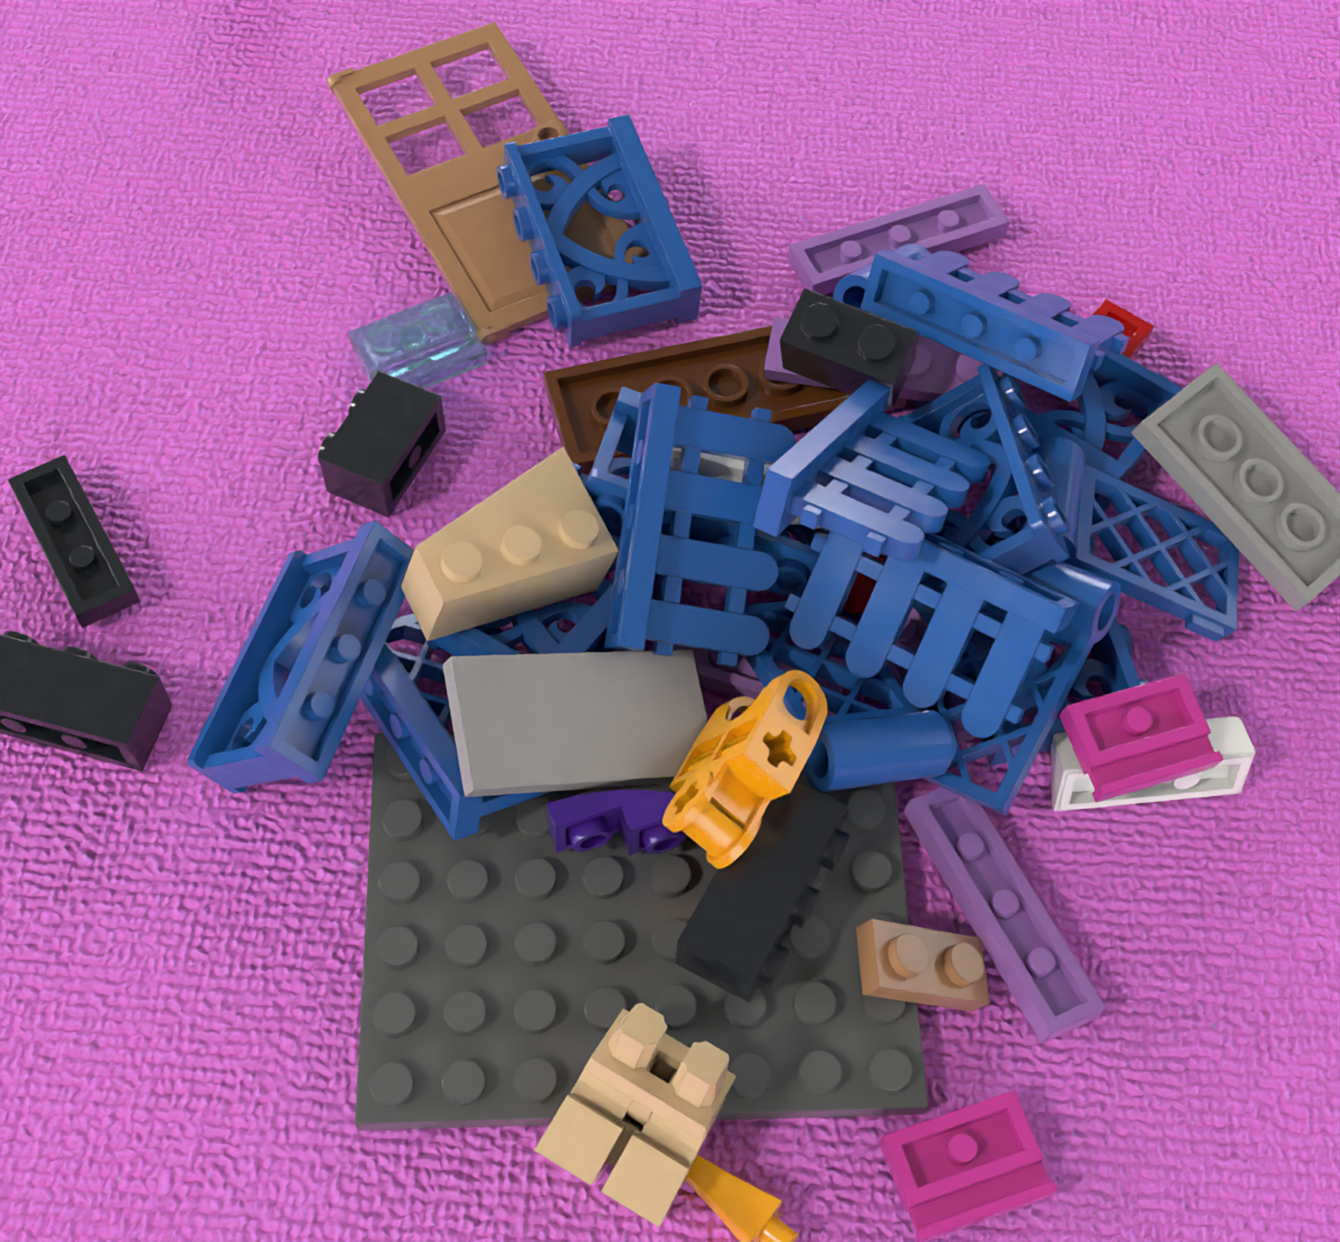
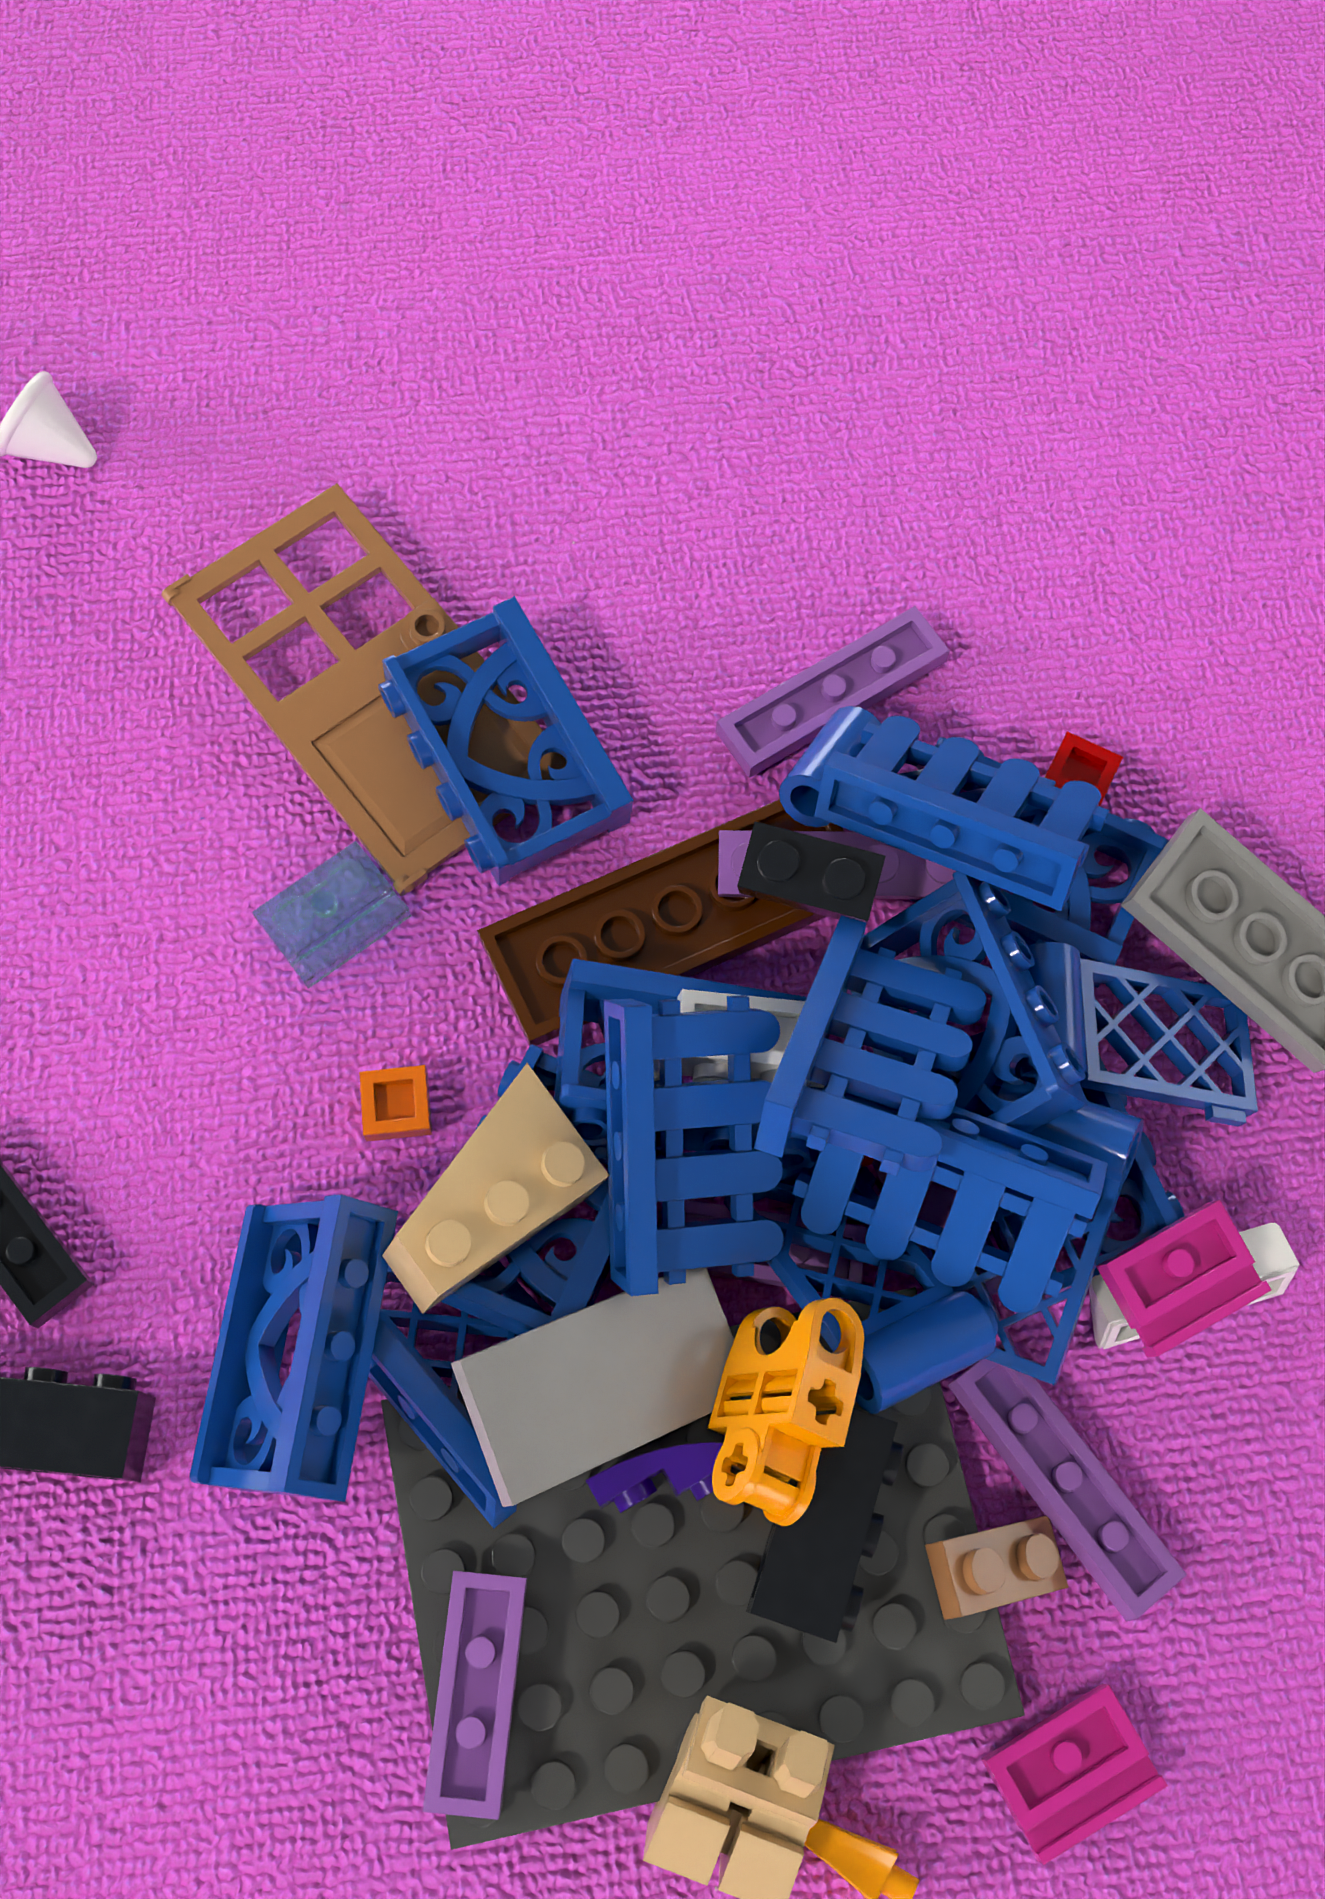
camera: 10 degrees left, 10 degrees up
(382, 443) = (317, 1048): black brick -> none
(406, 980) = (475, 1695): none -> medium lavender plate
(439, 496) = (395, 1103): none -> orange plate

